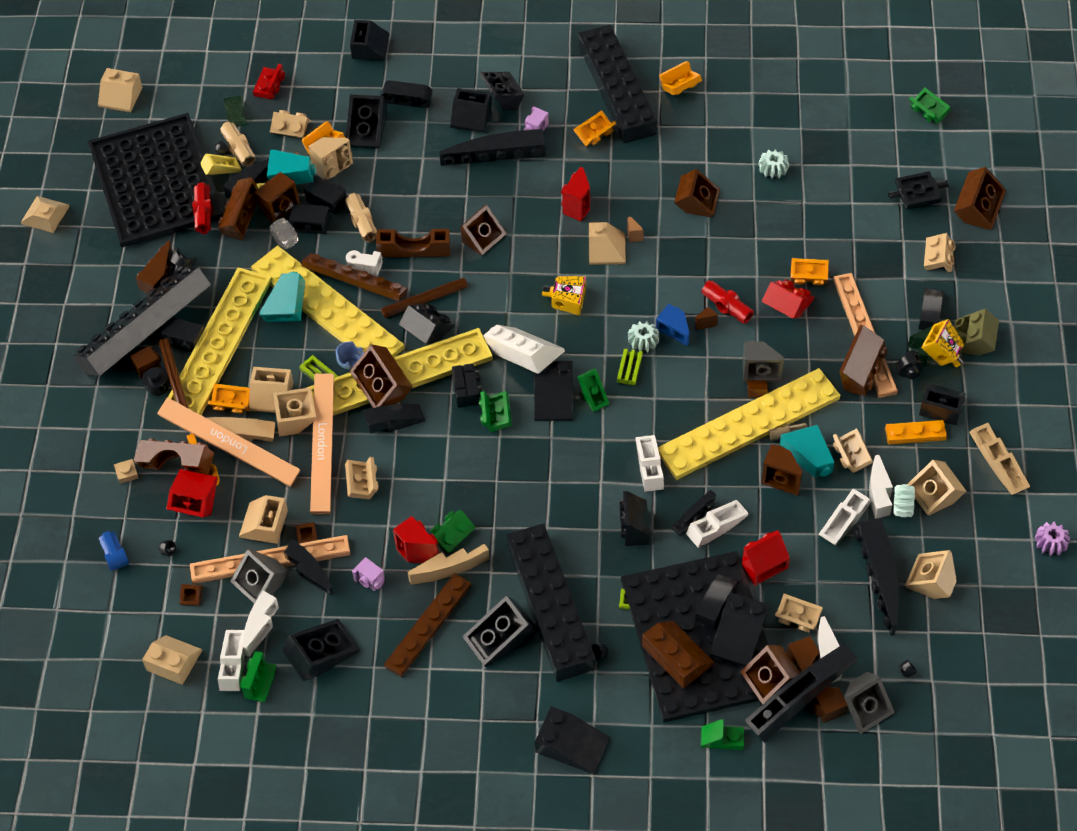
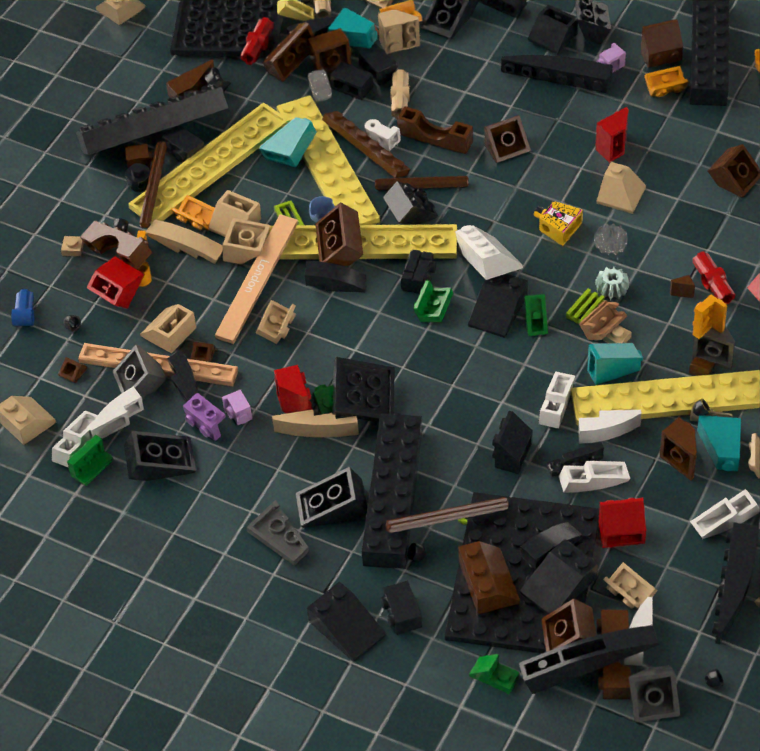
camera: 25 degrees right, 5 degrees down
(163, 434) = (122, 224): none -> black hinge
(229, 442) = (172, 249): light nougat tile -> none
(343, 594) = (203, 415): none -> medium lavender bracket
(427, 625) = (269, 471): reddish brown plate -> none
(464, 680) = (277, 533): none -> dark grey wing
(477, 517) = (362, 389): none -> black plate
(575, 94) = (661, 43): none -> reddish brown slope
(614, 608) = (447, 514): none -> reddish brown axle
(614, 708) = (402, 607): none -> black brick
(621, 295) = (611, 239): none -> clear gear
(635, 231) = (654, 185): medium nougat slope -> none
(653, 375) = (602, 320): none -> medium nougat hinge
(671, 384) = (618, 335): none -> tan plate
(673, 324) = (648, 280): blue slope -> none
(681, 410) = (612, 361): none -> teal slope
(705, 471) = (608, 425): none -> white slope
(757, 340) = (708, 315): none -> light orange bracket
(780, 428) = (701, 408): none -> black hinge

